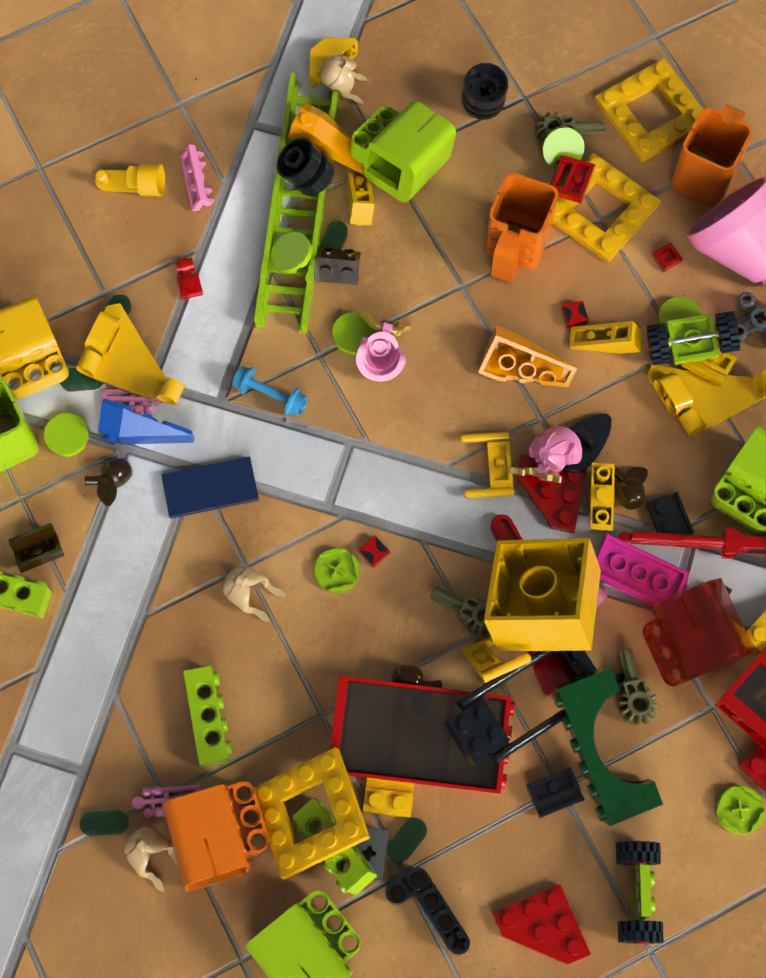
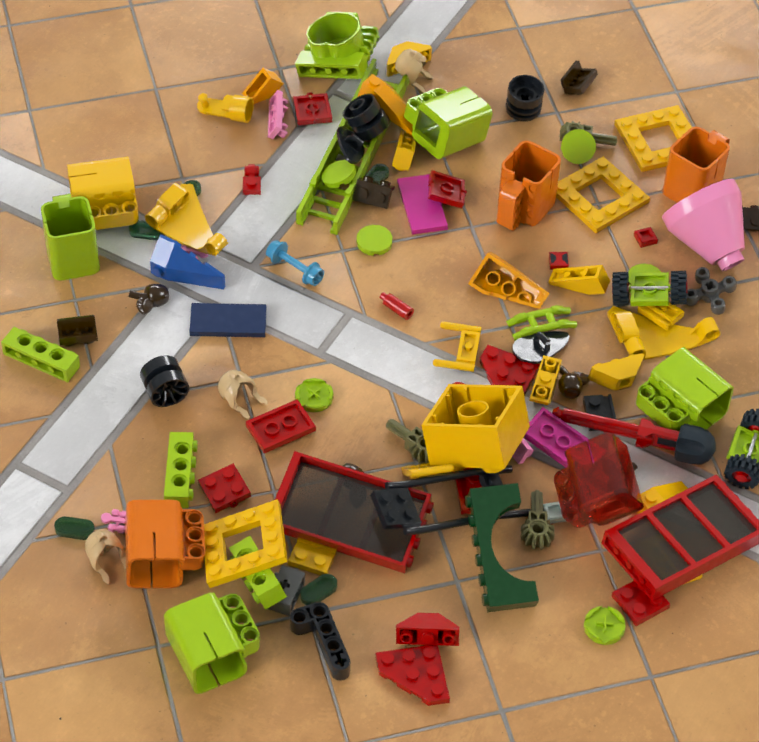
camera: 10 degrees right, 20 degrees down
(66, 434) = (123, 263): lime tile -> none
(159, 600) = (164, 381): none -> black wheel
(168, 140) = (263, 86): none -> light orange slope
(235, 159) = (312, 109): none -> red plate
(257, 88) = (337, 47): none -> lime hose
(264, 727) = (224, 488): none -> red plate
(295, 209) = (350, 145): none -> black shield
(309, 625) = (280, 426): none -> red plate
(373, 551) = (348, 388): red tile -> none
(379, 354) = (391, 253): bright pink helmet -> none
(397, 268) = (422, 213): none -> dark pink tile
(402, 422) = (397, 305): none -> red cylinder
(423, 243) = (446, 189): none -> red plate
(539, 46) = (578, 79): none -> dark brown bracket
(546, 872) = (427, 630): none -> red slope
(551, 453) = (511, 343): bright pink helmet -> none
(555, 792) = (451, 579): black plate -> none
(577, 179) = (582, 169): red plate -> none
(581, 394) = (534, 327): none -> lime piece
(640, 855) = (499, 683): black plate -> none
(648, 669) = (554, 512): none -> light aqua tile
(680, 461) = (616, 373): none -> yellow slope

